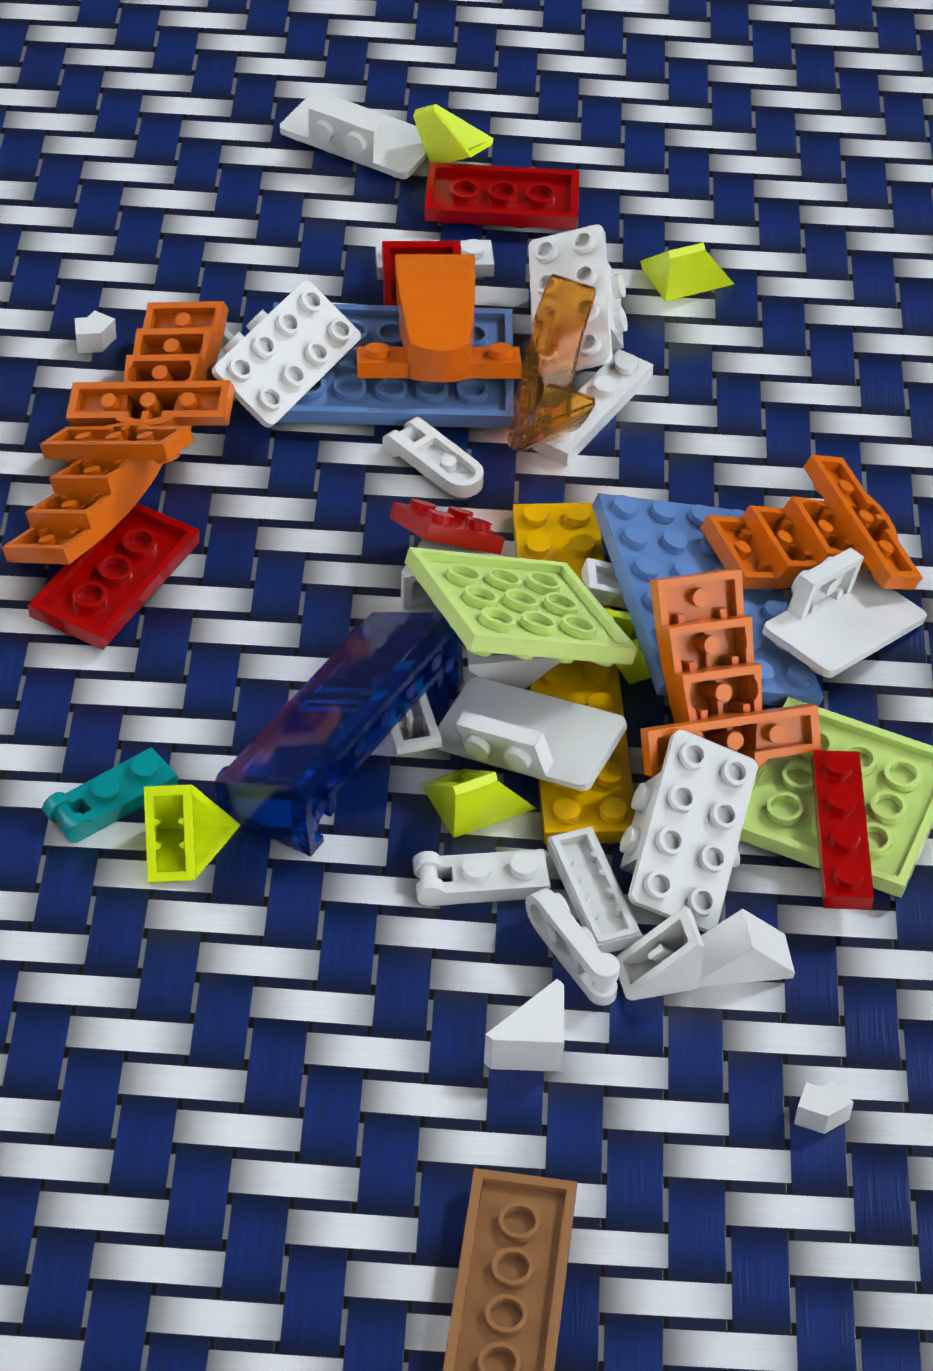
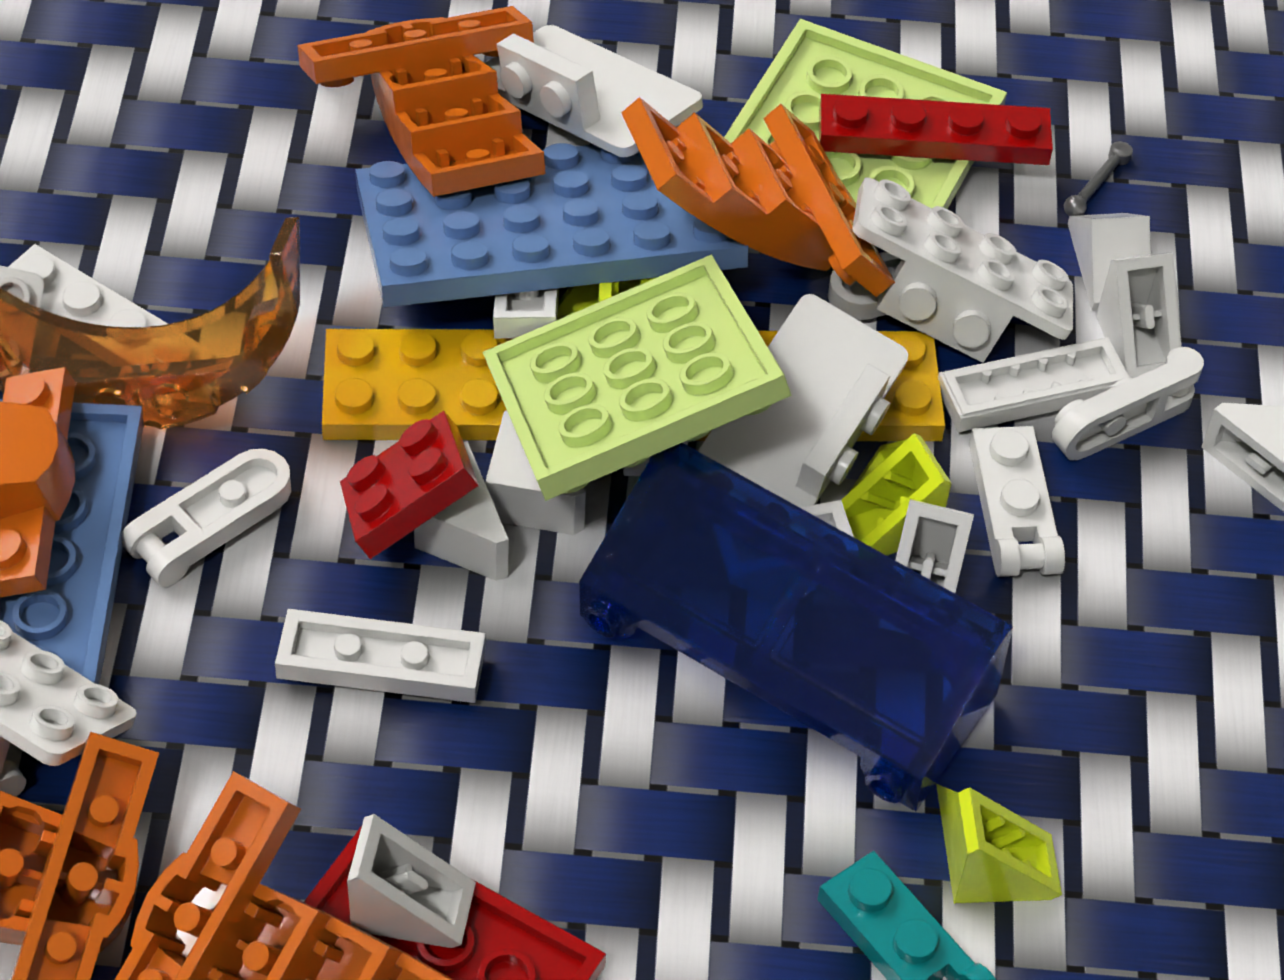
camera: 90 degrees left, 5 degrees up
(137, 528) = (406, 889): none -> white slope
(326, 539) = (380, 655): none -> white plate
(403, 810) = (934, 542): none -> white slope
(866, 977) = (1119, 154): none -> flat silver hinge

